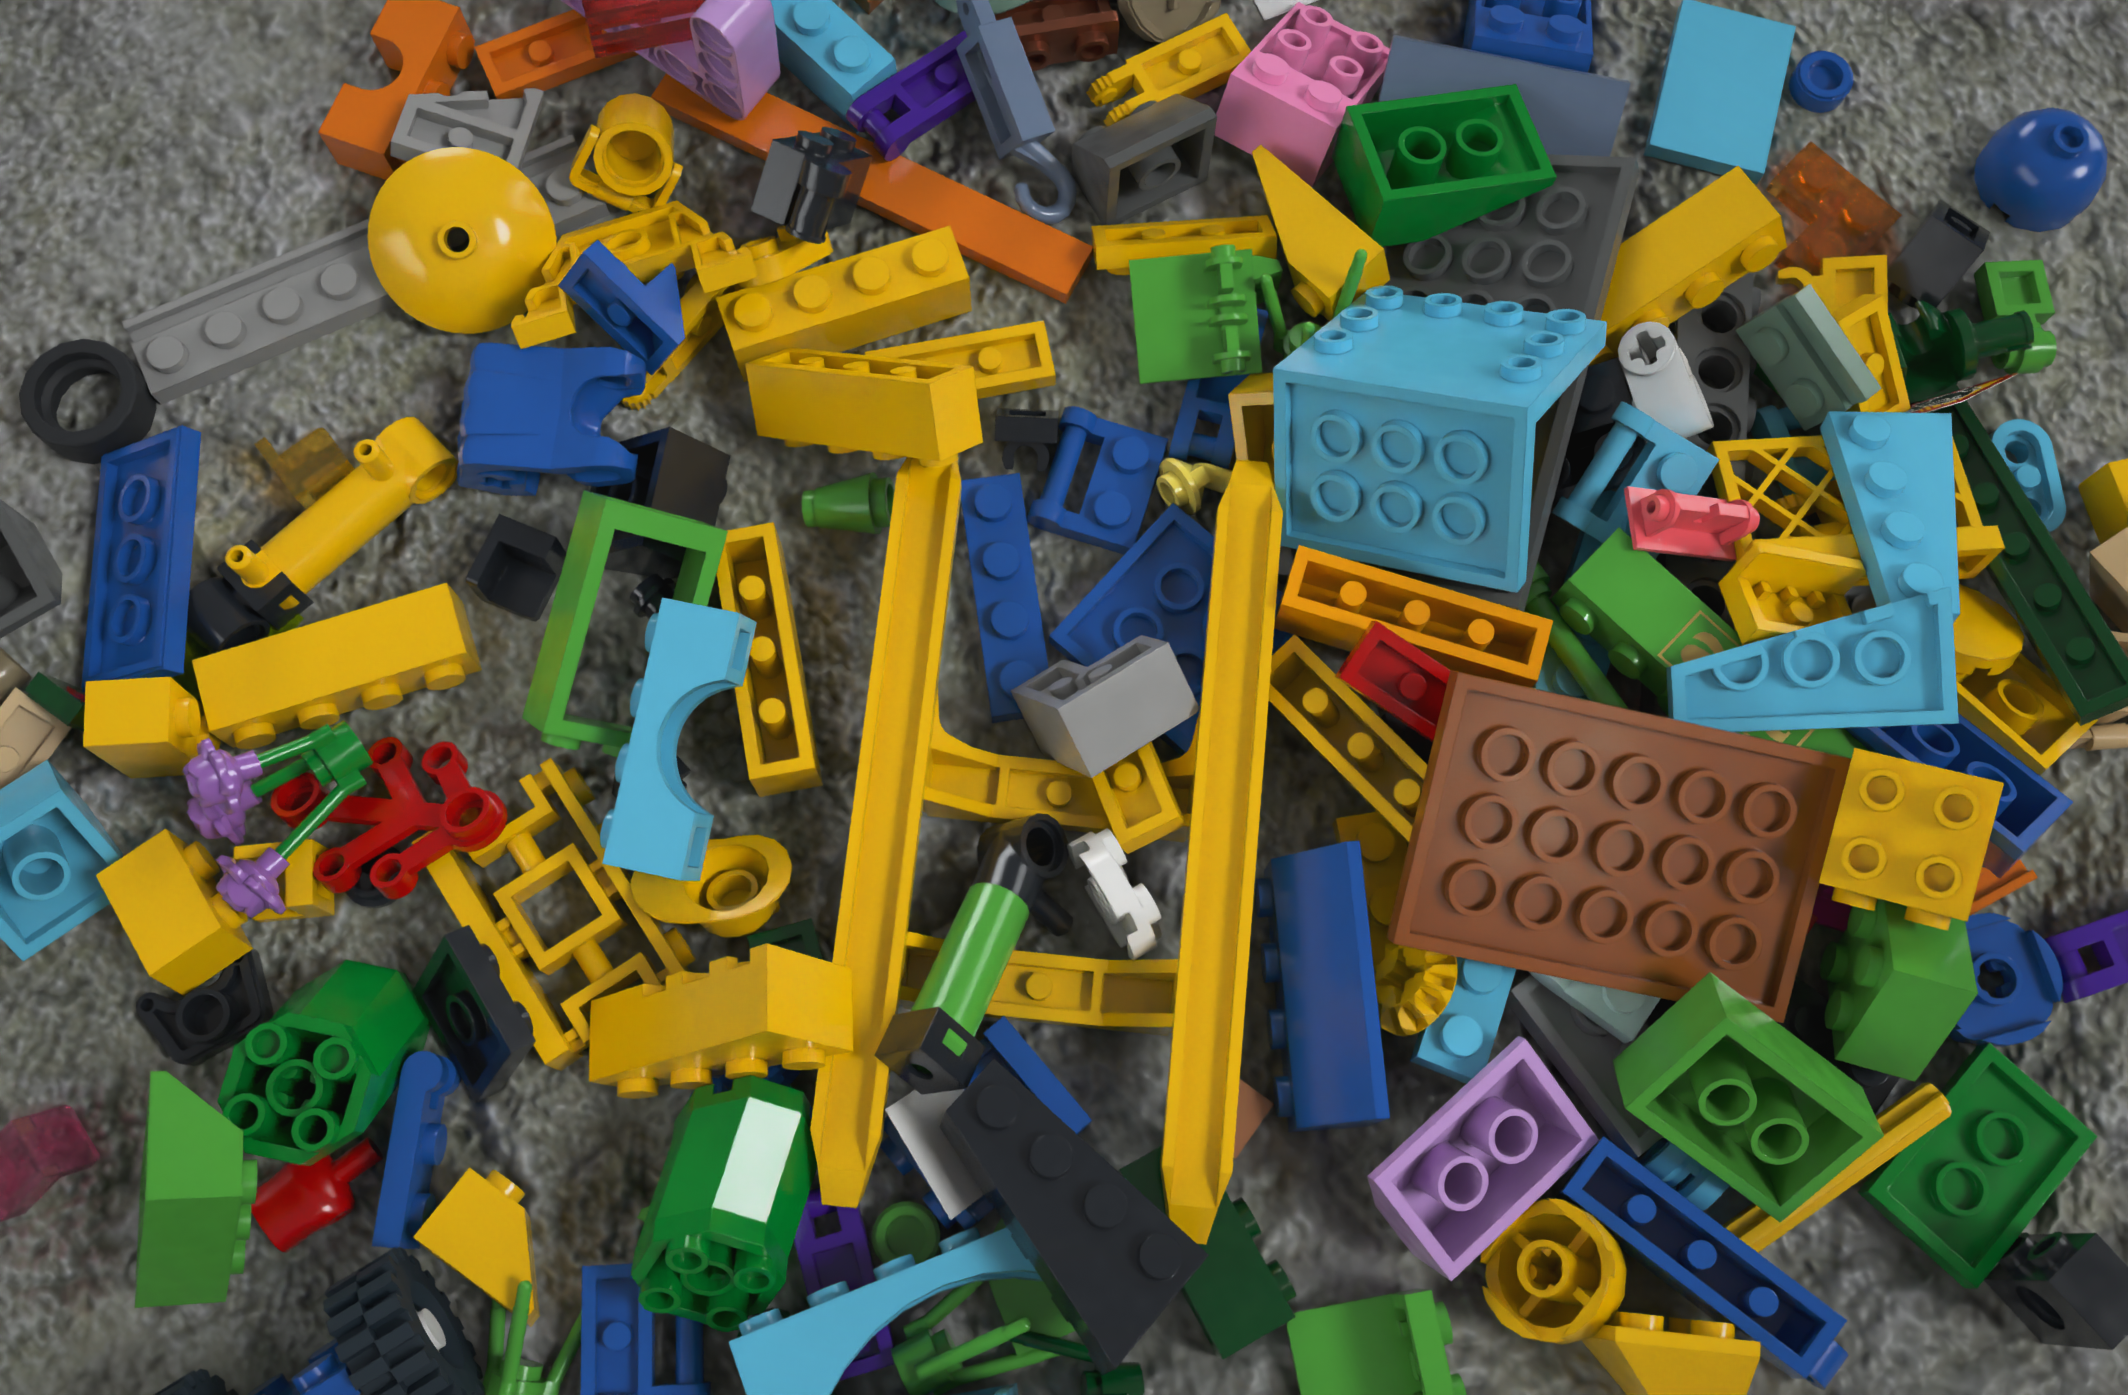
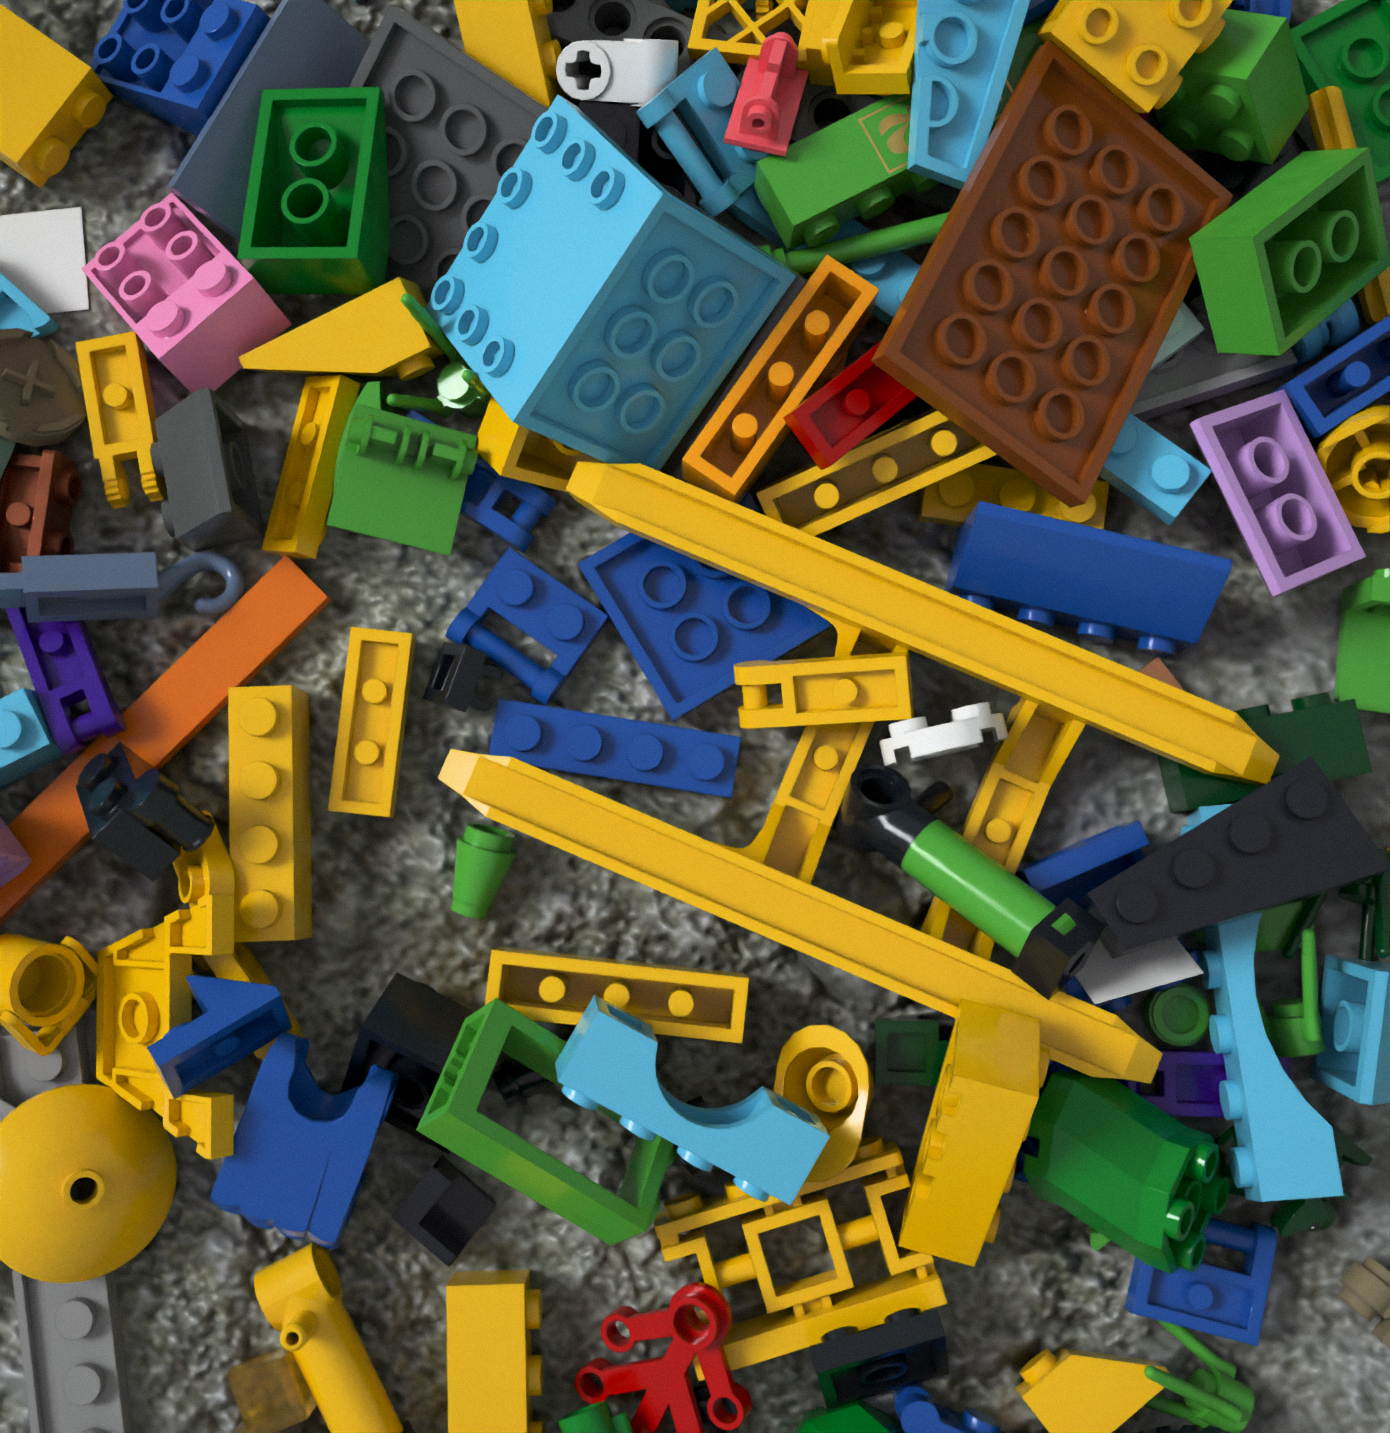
camera: 70 degrees left, 10 degrees up
(866, 404) = (401, 825): yellow brick -> none
(1106, 709) = (775, 687): light grey panel -> none
(1185, 483) = (561, 546): light yellow plate -> none
(1423, 995) = (1129, 496): yellow gear -> none

